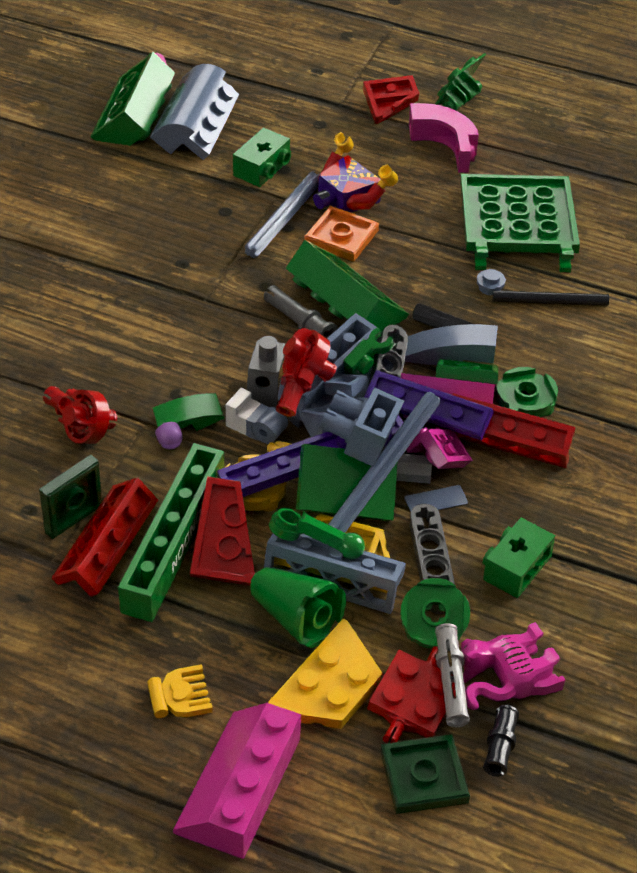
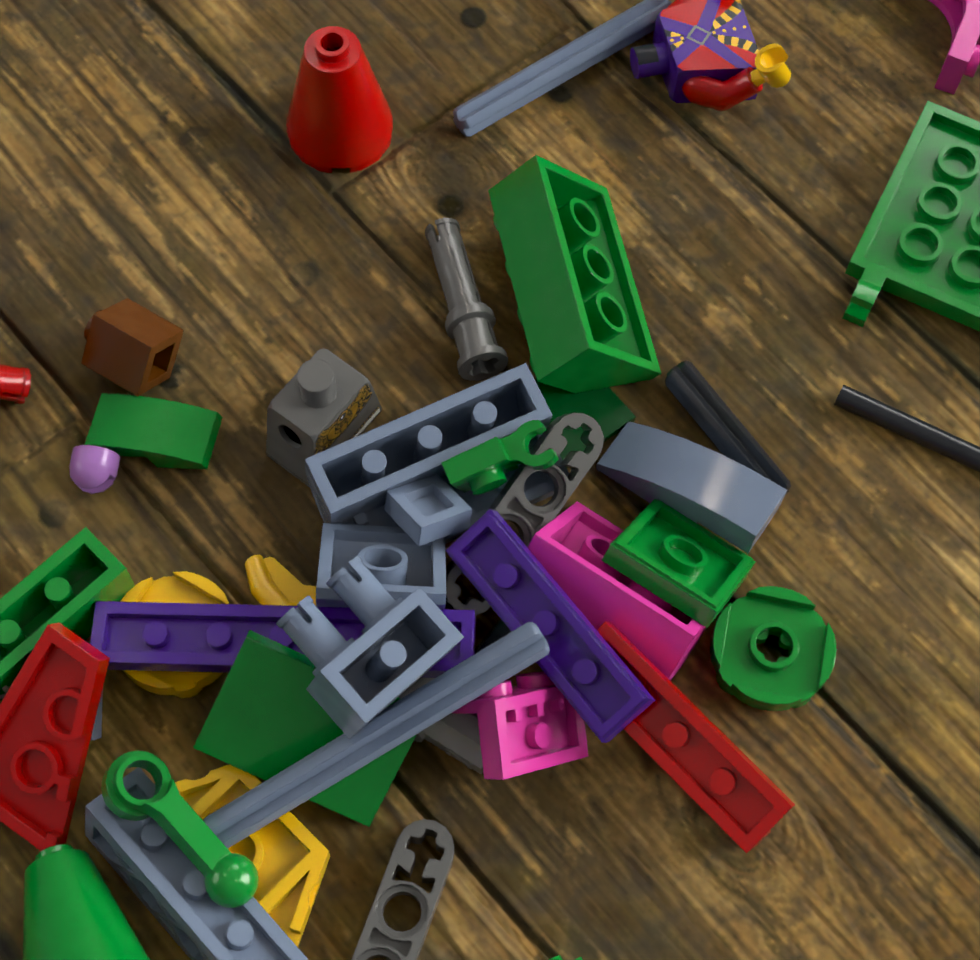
camera: 25 degrees right, 20 degrees up
(156, 380) = (131, 346): none -> reddish brown brick
(191, 256) = (337, 105): none -> red cone
(254, 418) = (254, 492): leg -> none
(303, 360) = (337, 462): red pin -> none
(342, 233) = (643, 145): orange tile -> none
(438, 498) = (479, 808): sand blue sticker -> none
(490, 280) = (852, 360): sand blue plate -> none

